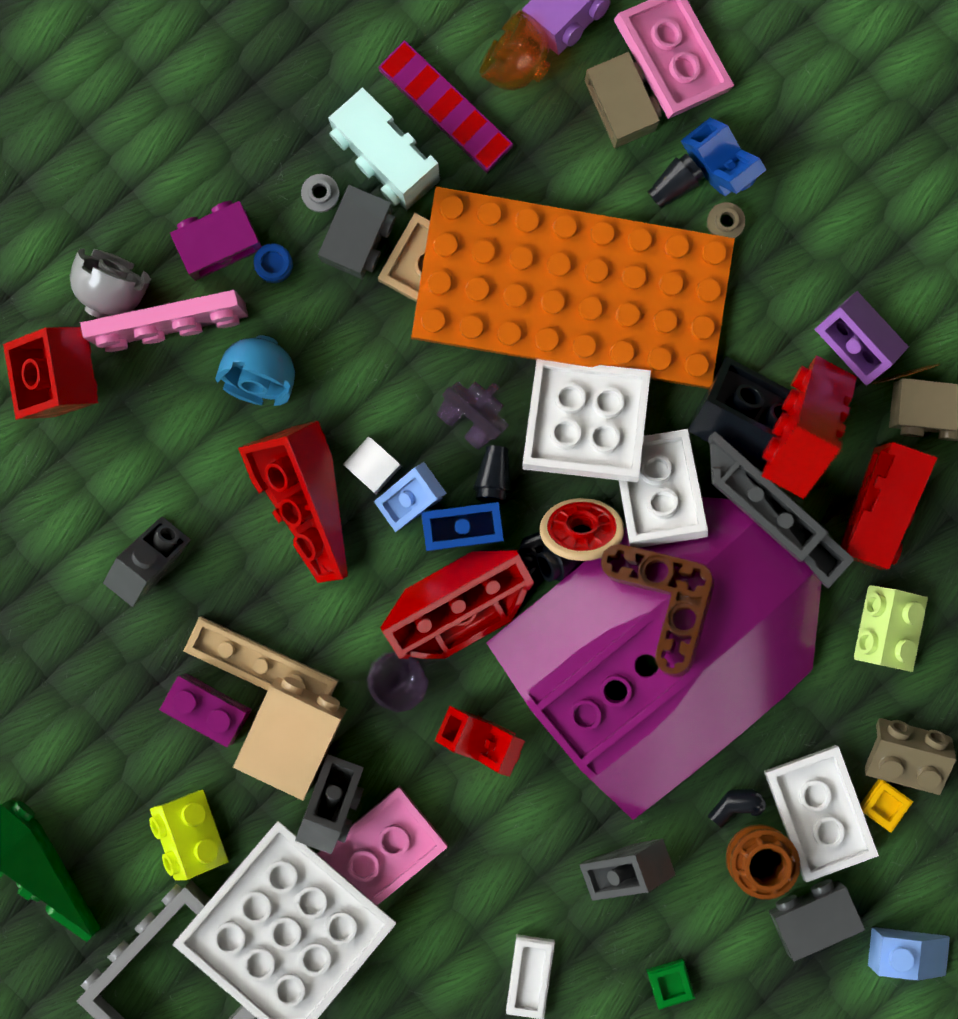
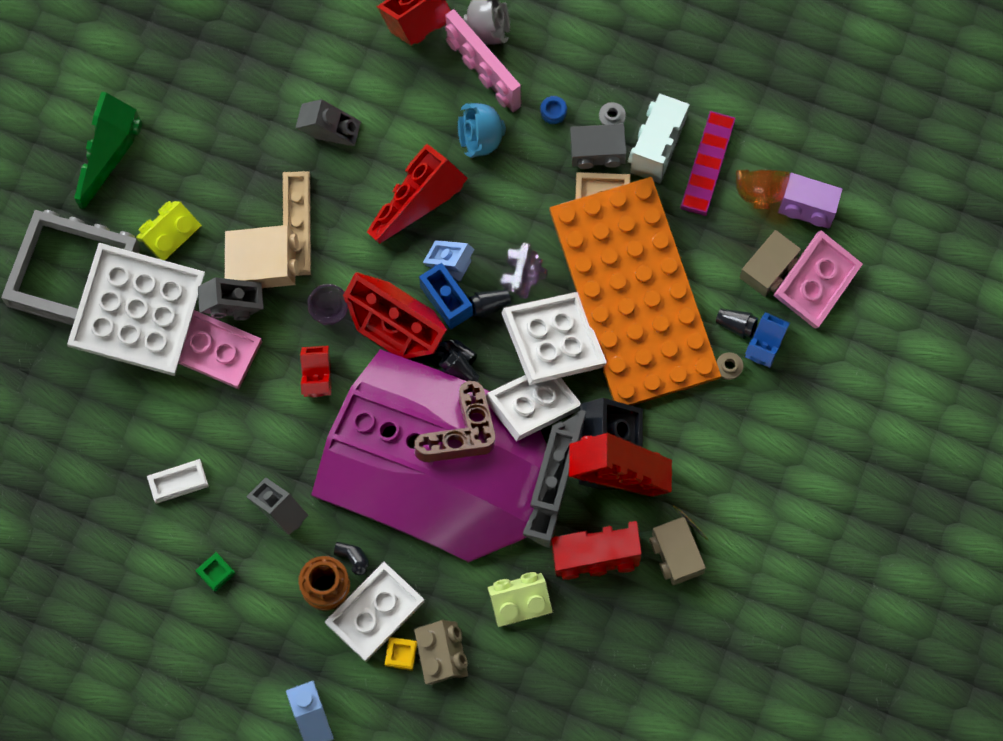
camera: 65 degrees right, 15 degrees down
(205, 709) = (252, 199): magenta brick -> none
(215, 239) = (549, 68): magenta brick -> none
(372, 465) = (456, 227): white brick -> none
(563, 541) = (475, 354): red wheel -> none
(816, 919) = (302, 640): dark grey brick -> none
(861, 338) = (698, 482): medium lavender brick -> none

